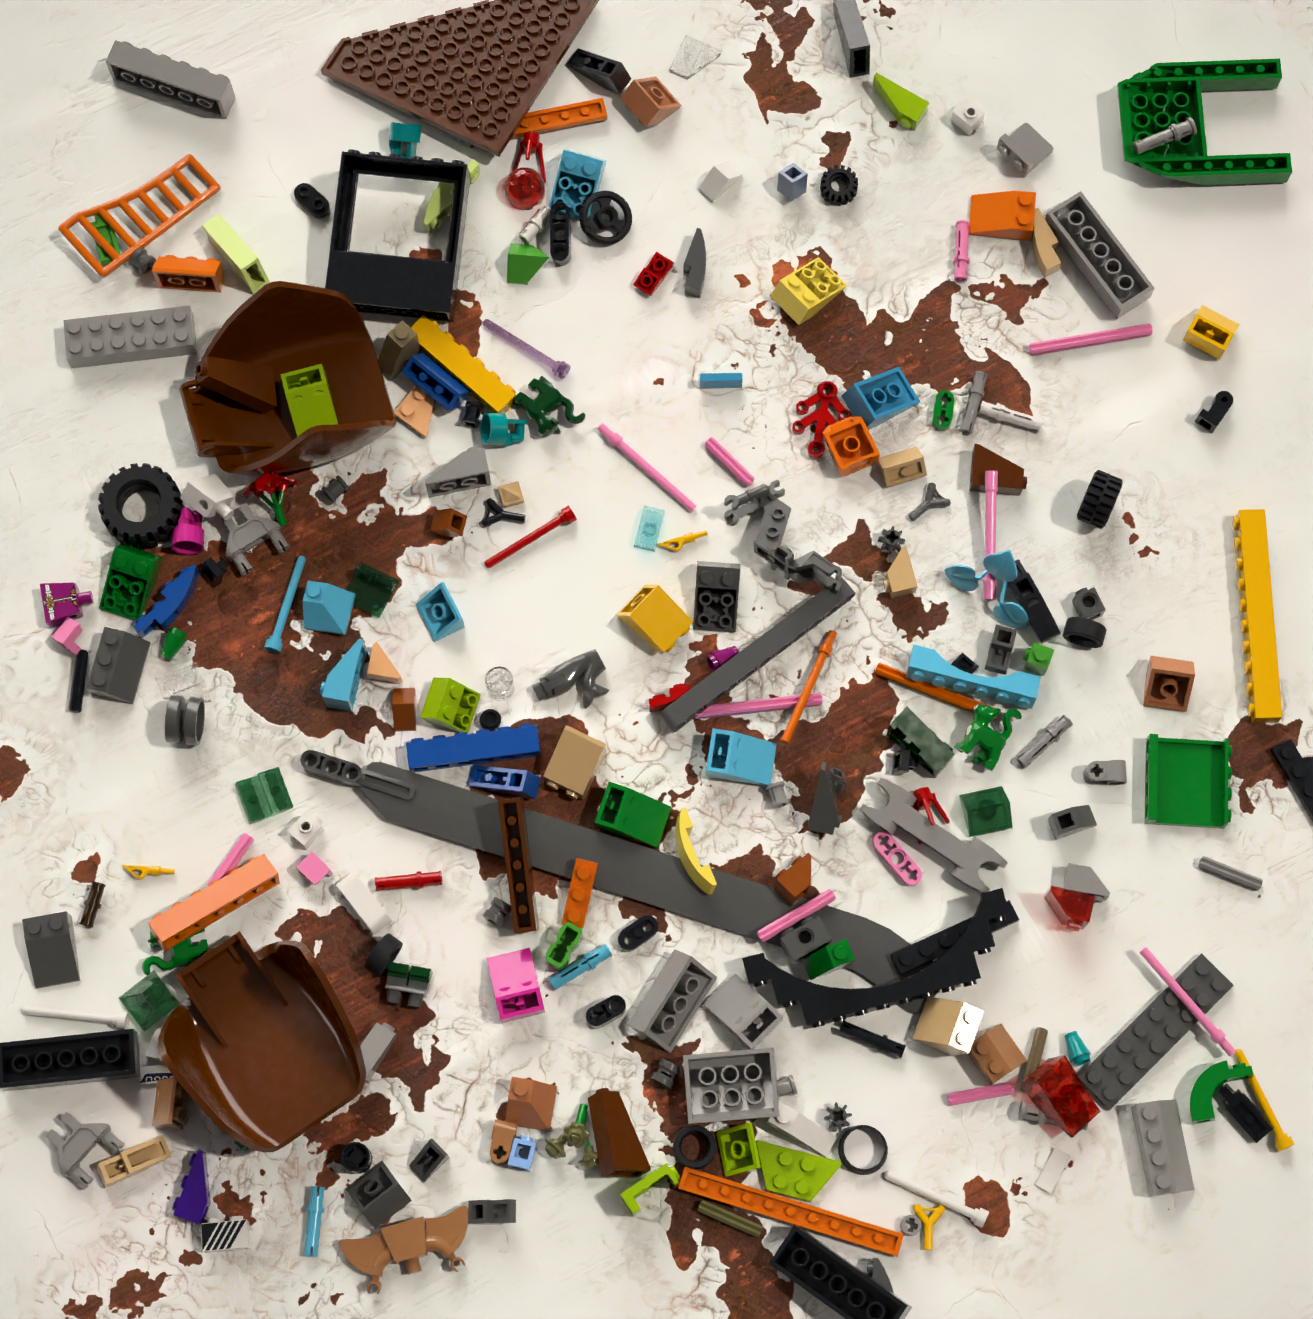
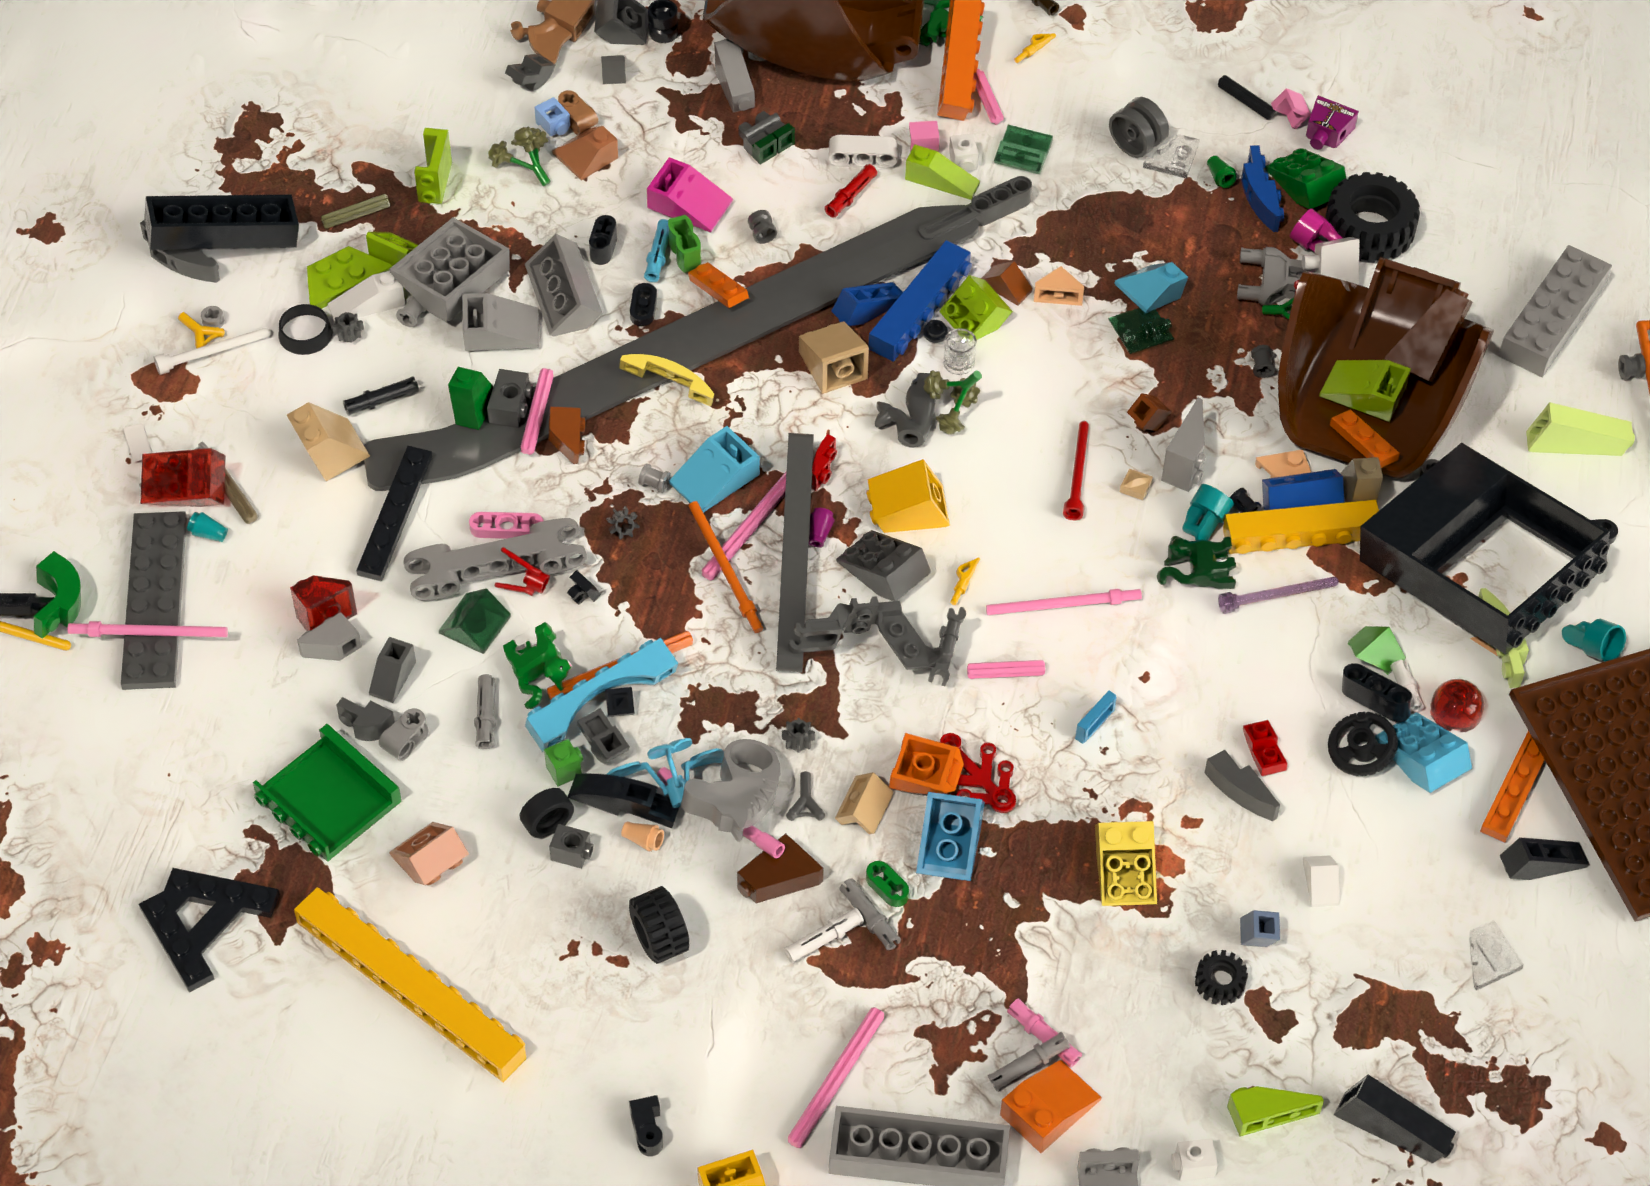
camera: 130 degrees right, 20 degrees down
(118, 665) = (1234, 123): dark grey slope -> none
(188, 273) = (1590, 380): orange slope -> none
(214, 571) = (1262, 233): black tile -> none
(274, 643) = (1154, 234): medium azure piece -> none
(339, 831) = (938, 172): none -> lime slope
(344, 679) = (1066, 246): medium azure slope -> none
(358, 373) = (1364, 438): none -> orange plate
(383, 952) = (805, 129): black tyre -> none
(440, 613) = (1067, 363): medium azure slope -> none
(500, 514) = (1123, 464): black piece -> none
(518, 864) = (784, 249): reddish brown brick -> none
(530, 145) = (1504, 742): red plant -> none
(531, 656) = (963, 391): none -> olive plant
(615, 1137) = (493, 172): reddish brown slope -> none
(632, 815) = (748, 362): green slope -> none
(649, 101) = (1468, 879): nougat slope -> none
(649, 528) = (999, 560): clear light blue plate -> none
(665, 1073) = (511, 239): dark grey wheel -> none
(694, 1129) = (428, 211): black tyre -> none
(791, 1211) = (312, 249): orange plate -> none
(825, 806) = (608, 492): dark grey slope -> none
(900, 576) = (755, 717): tan slope -> none
(924, 745) = (587, 609): dark green wedge -> none
(952, 968) = (370, 473): black arch -> none
(969, 520) = (741, 795): none -> light grey animal
(980, 1093) = (252, 437): bright pink axle -> none
(984, 239) = (1029, 1061): none -> light grey pin
(996, 1054) = (269, 466): medium nougat slope -> none
(1041, 571) = (644, 835): none -> light nougat cone
(1044, 245) = (974, 1106): tan slope -> none
(1118, 801) = (368, 721): none -> dark grey brick
(1162, 1147) = (61, 523): light grey slope -> none
(1230, 873) = (212, 763): light grey axle -> none

